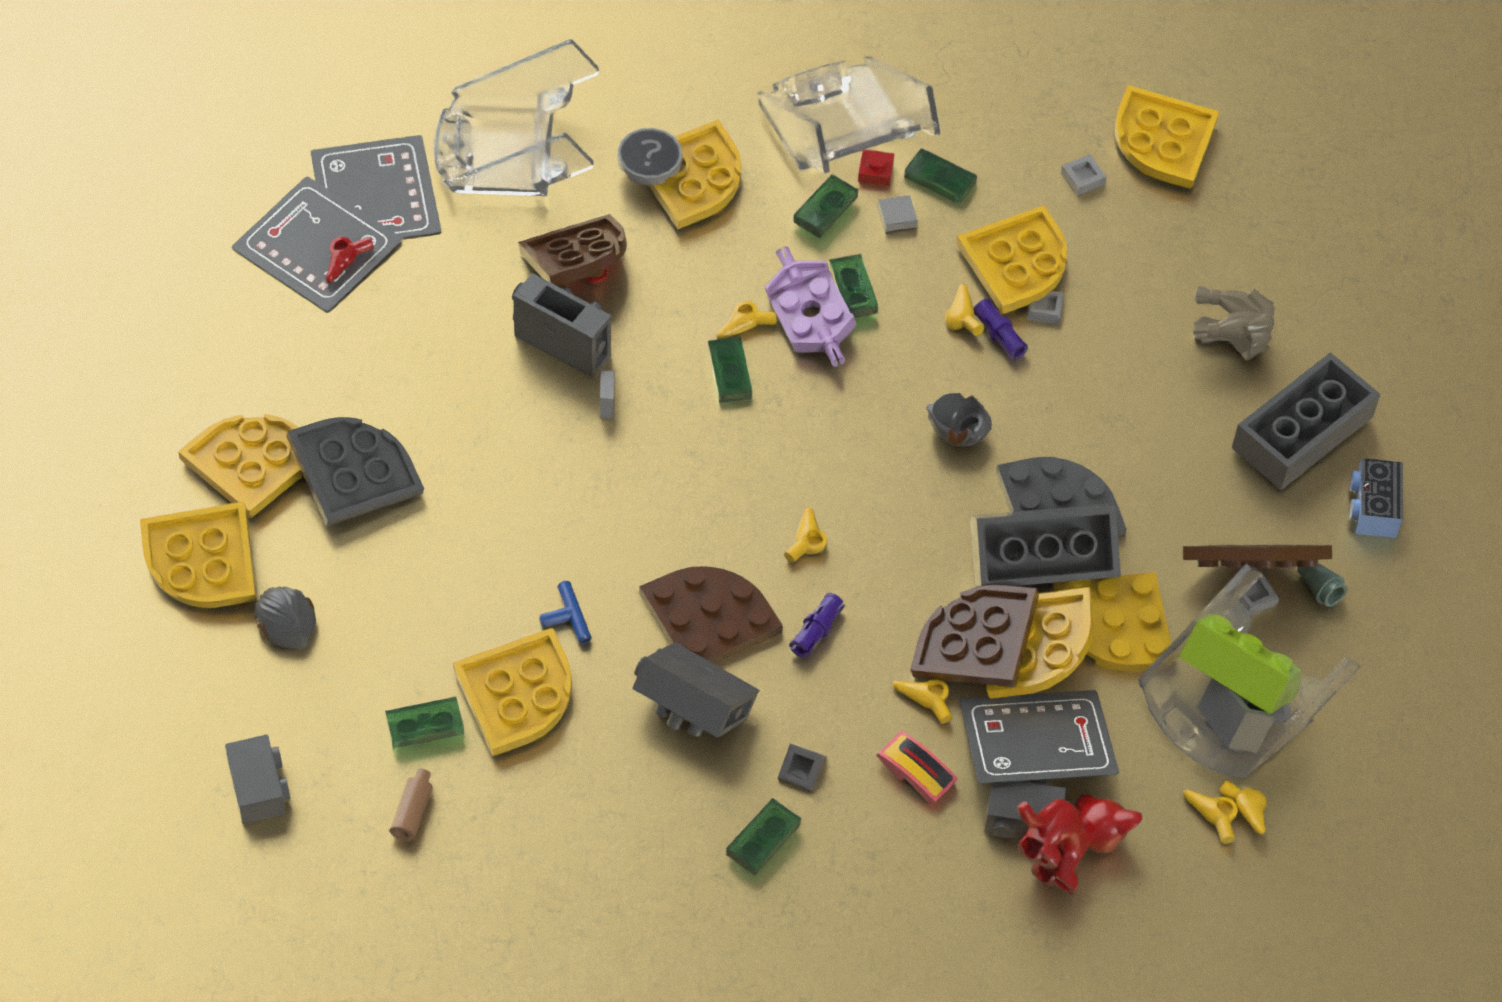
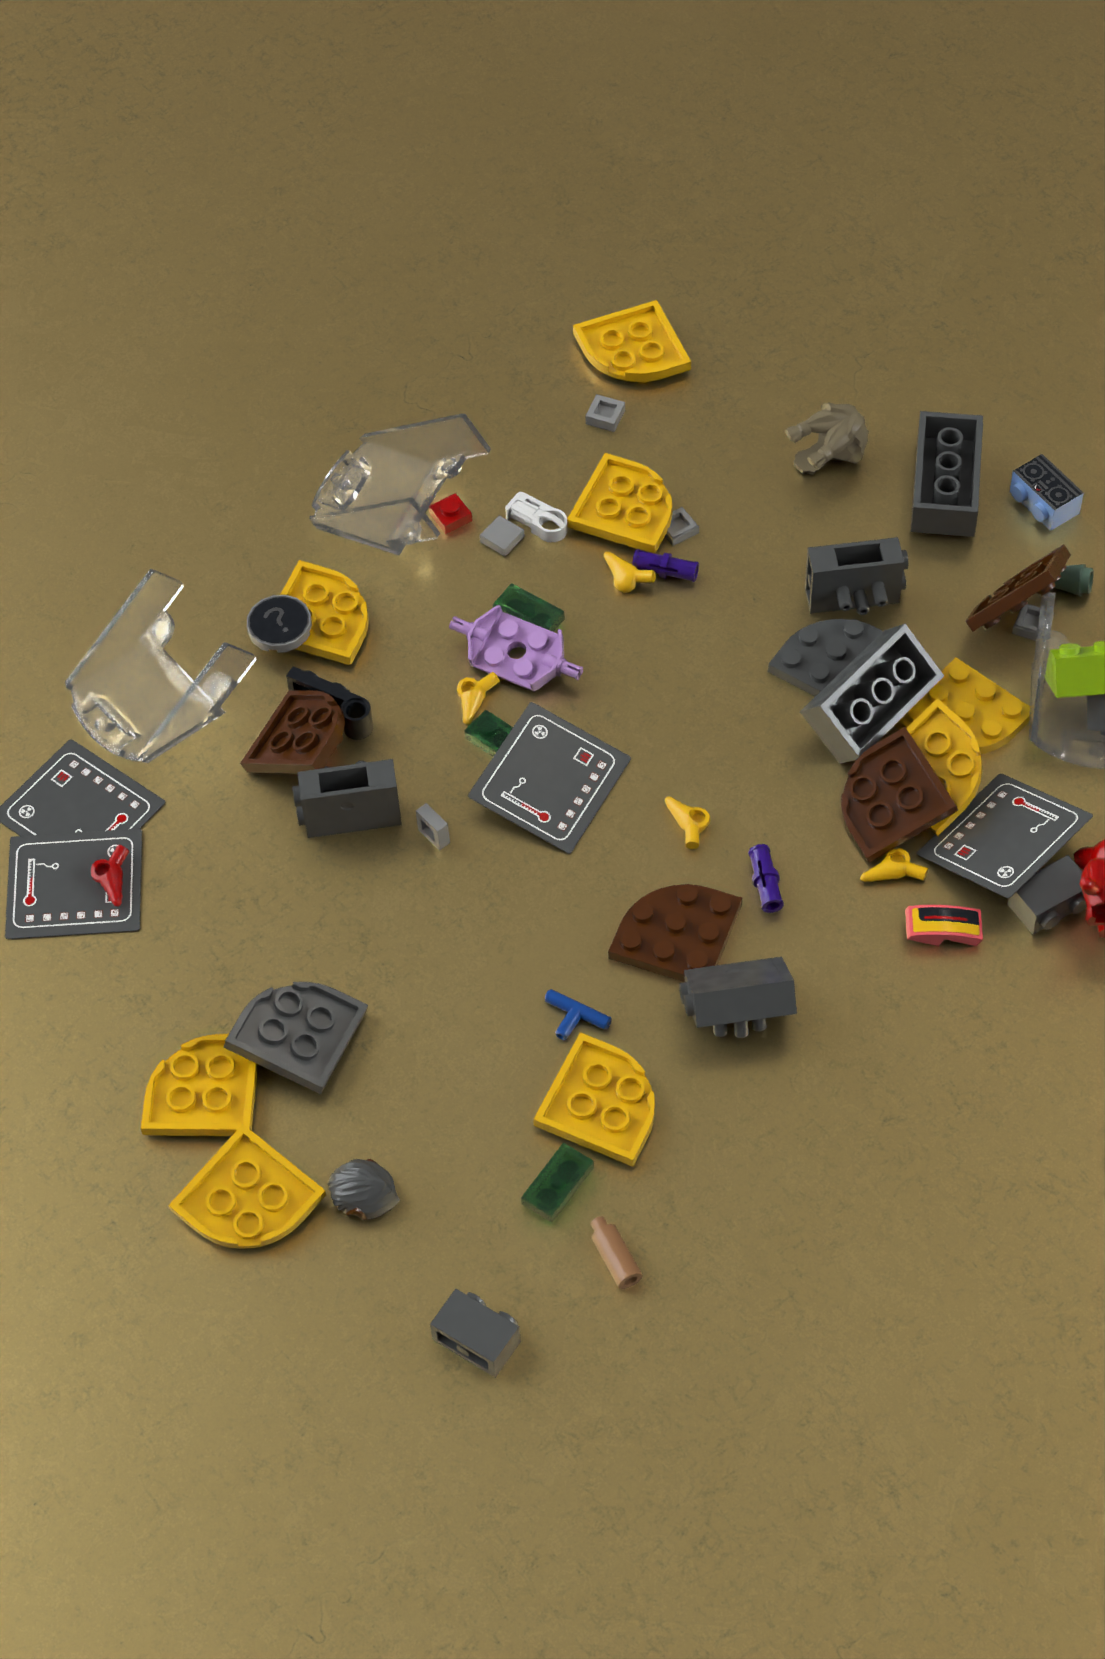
camera: 35 degrees left, 0 degrees up
(637, 260) = (355, 708): none -> black plate
(735, 424) = (549, 777): none -> dark grey sticker
(763, 836) = (893, 1062): clear green plate -> none
(801, 766) = (862, 990): flat silver slope -> none
(825, 205) = (445, 567): clear green plate -> none
(940, 176) = (503, 485): clear green plate -> none
(940, 215) = (534, 514): none -> white piece
(959, 419) = (711, 650): dark grey hair -> none
(1134, 445) = (855, 575): none -> dark grey piece

